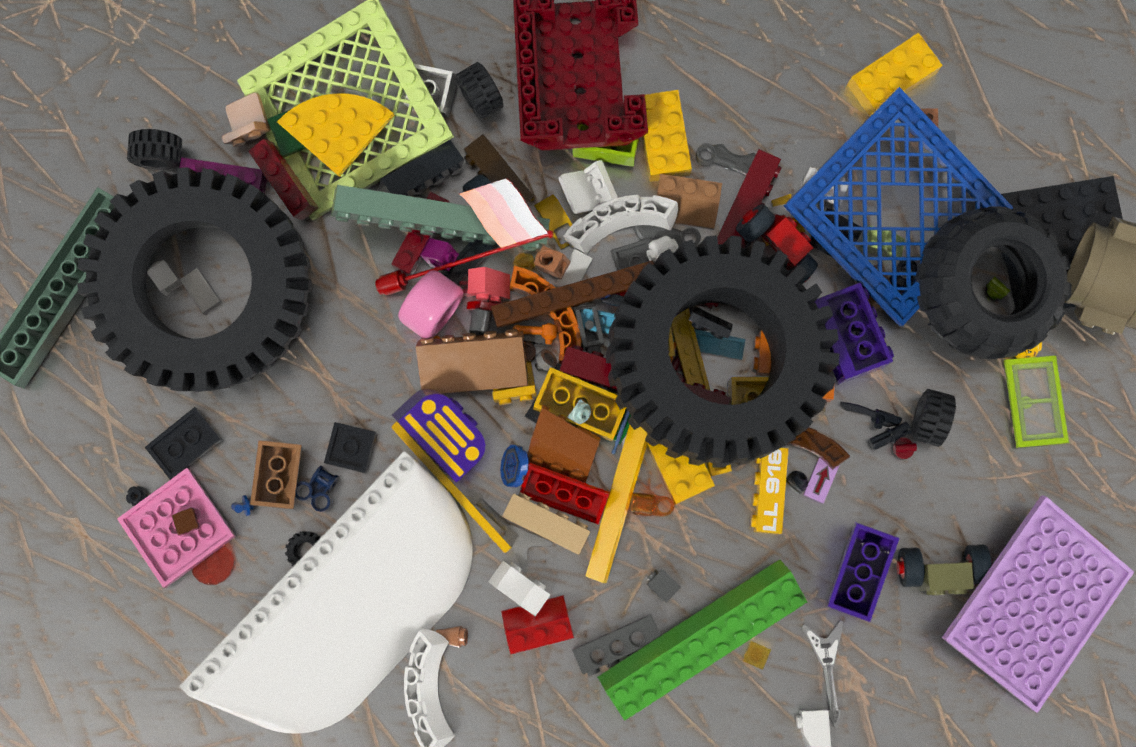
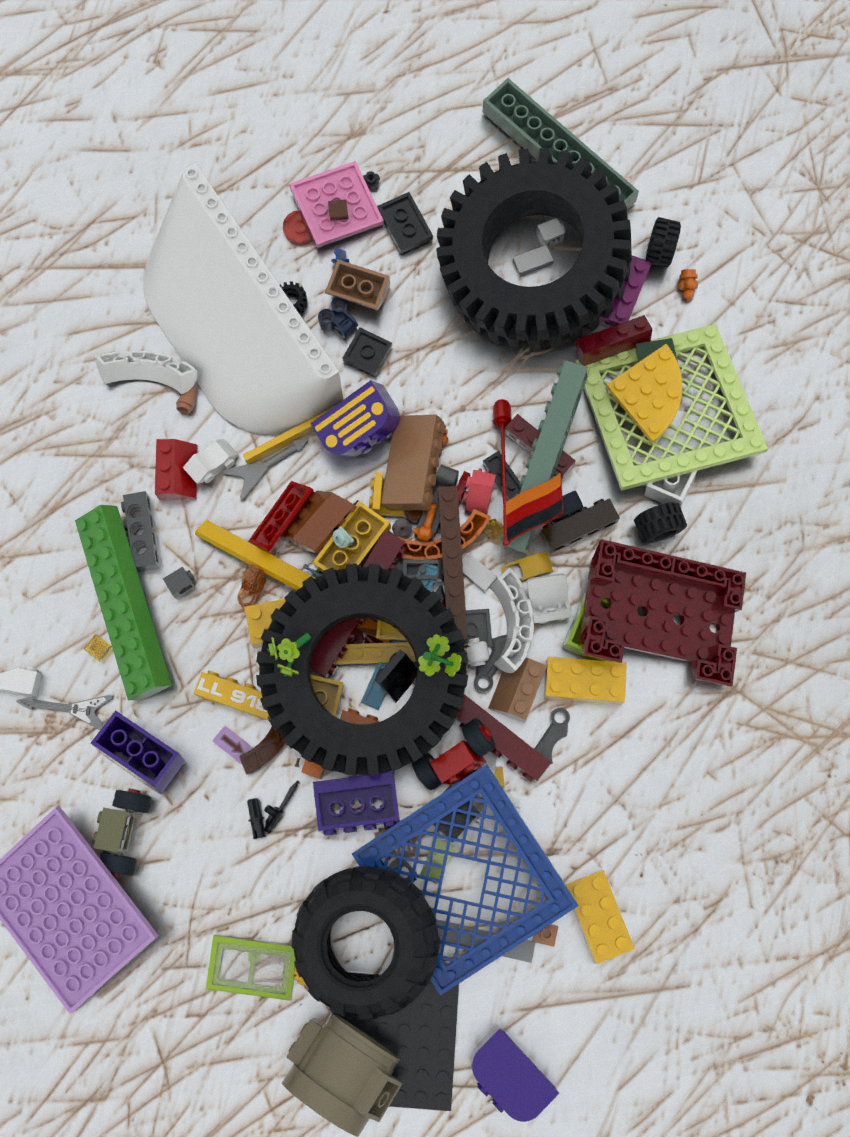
camera: 100 degrees right, 5 degrees down
(195, 117) = (688, 283): none -> orange piece
(246, 120) = (674, 323): bracket -> none
(423, 171) = (594, 457): black wedge -> none
(430, 304) = (472, 437): bright pink wheel -> none
(439, 253) = (517, 457): magenta brick -> none
(514, 465) = (314, 478): blue tile -> none
(545, 523) = (259, 496): tan brick -> none
(557, 267) = (482, 554): nougat brick -> none
(706, 274) = (430, 661): none -> lime plant
(735, 421) = (288, 651): none -> lime plant
(797, 481) = (238, 723): black plate -> none
(904, 448) = (241, 828): dark red plate -> none
(933, 417) = (259, 858): black tyre -> none
(997, 289) = (366, 958): lime plate -> none
(1069, 124) = (510, 1077): none -> dark purple brick

